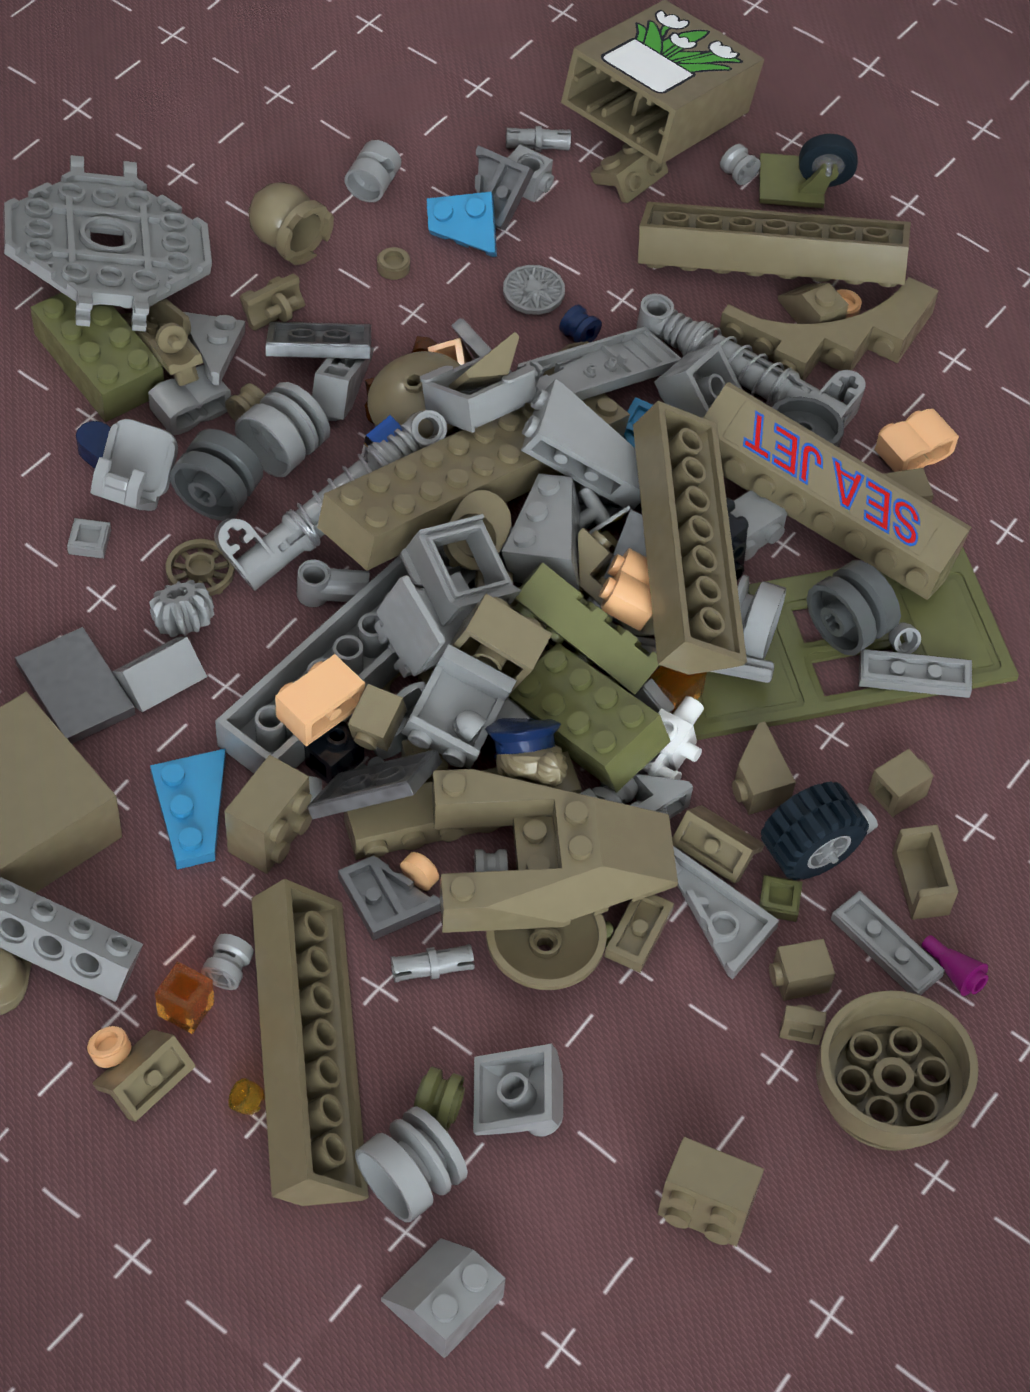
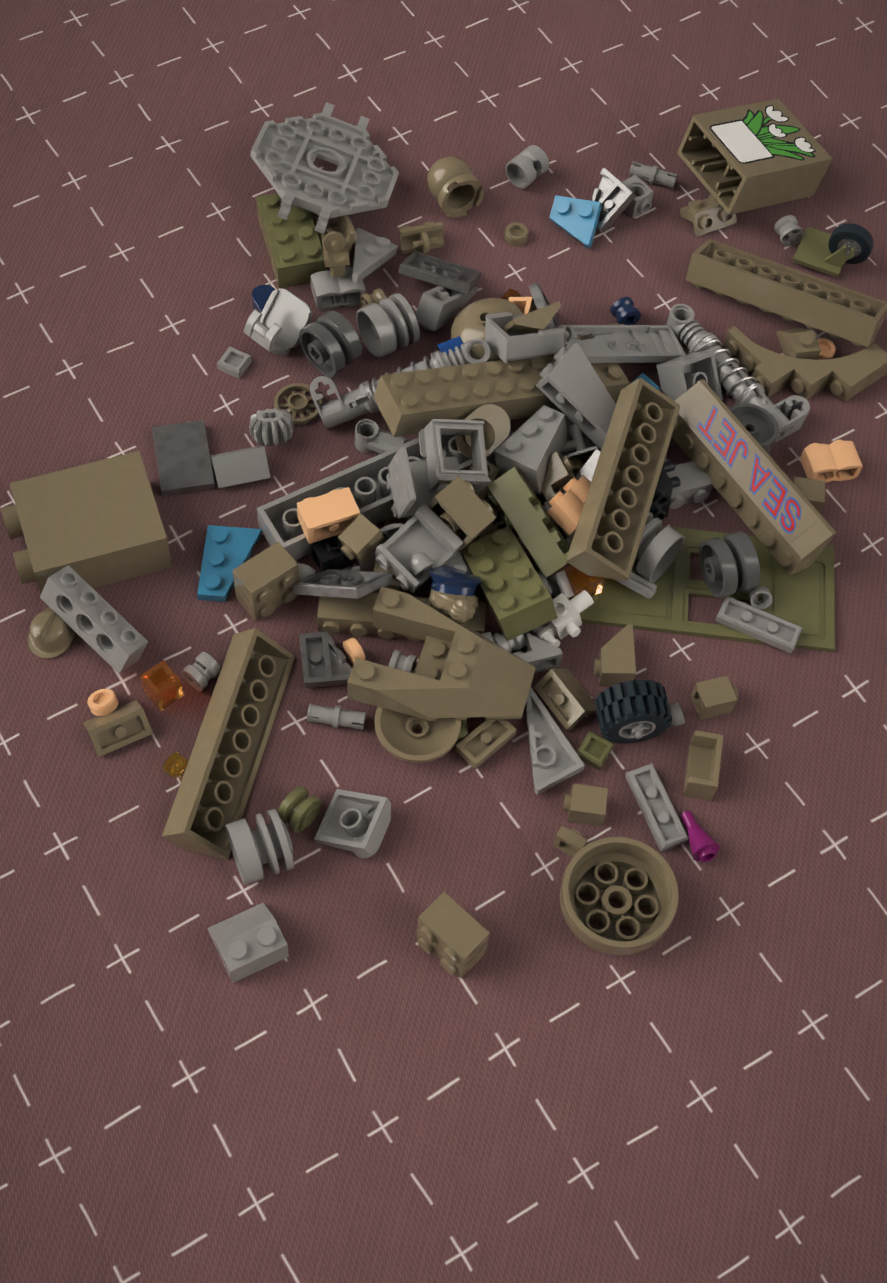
camera: 20 degrees right, 5 degrees up
(533, 289) = (605, 278): light grey wheel -> none

